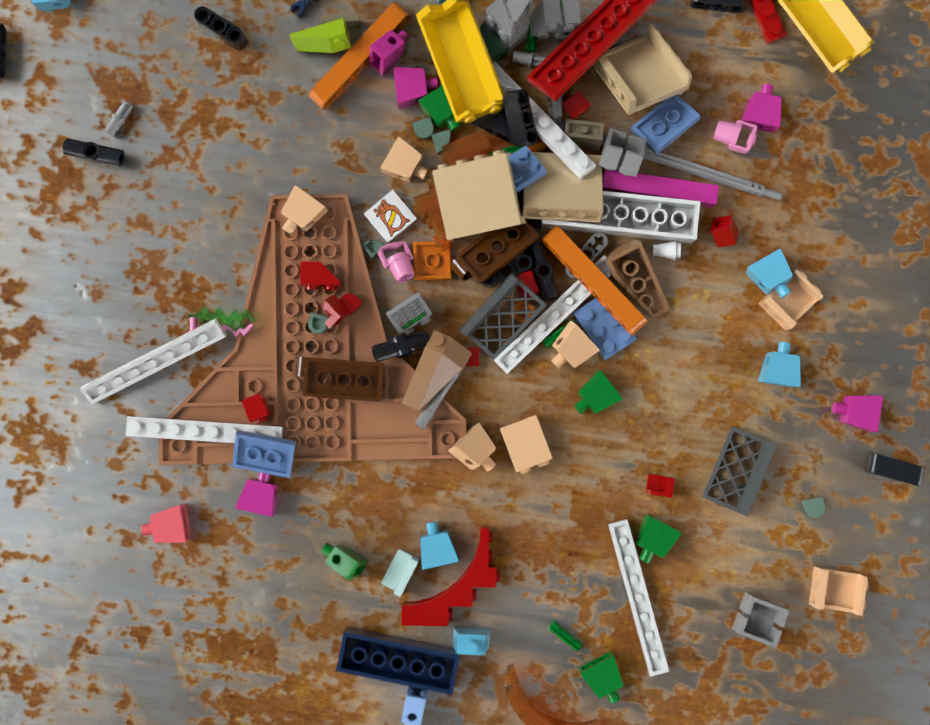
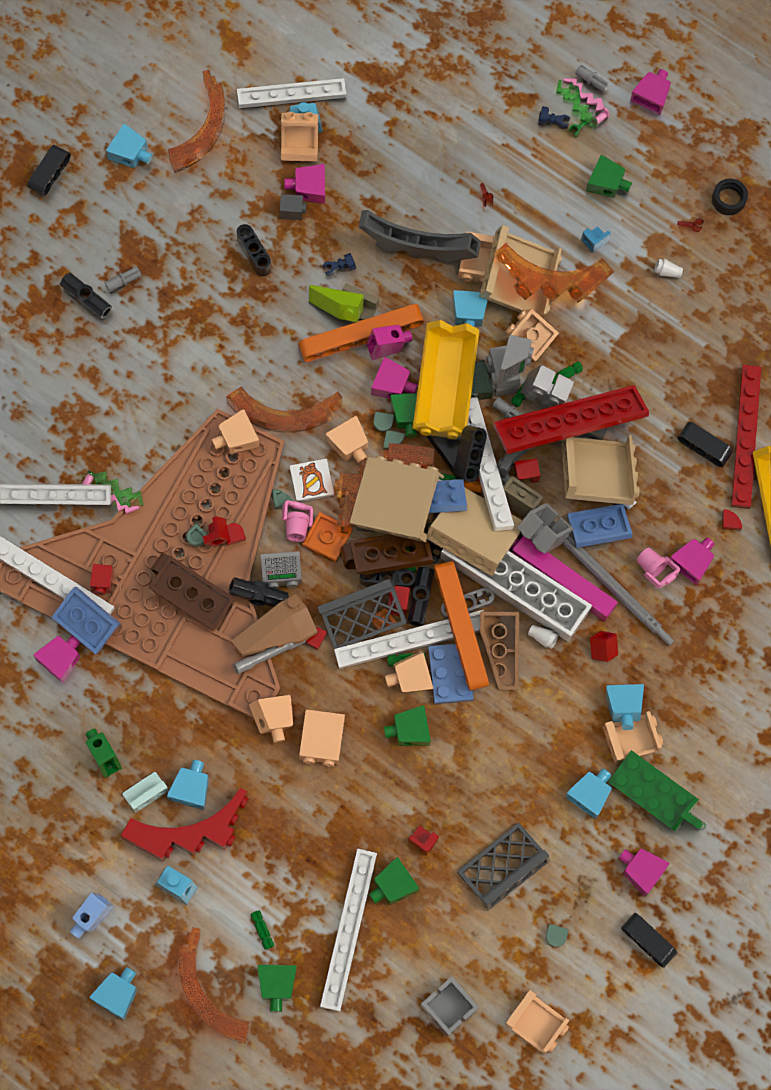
camera: 20 degrees right, 15 degrees down
(317, 275) = (218, 494): red slope -> none
(335, 175) = (283, 421): none -> clear orange arch
(398, 660) = (100, 866): dark blue brick -> none
(774, 57) = (731, 521): none -> red tile
(839, 339) = (656, 792): none -> green hinge

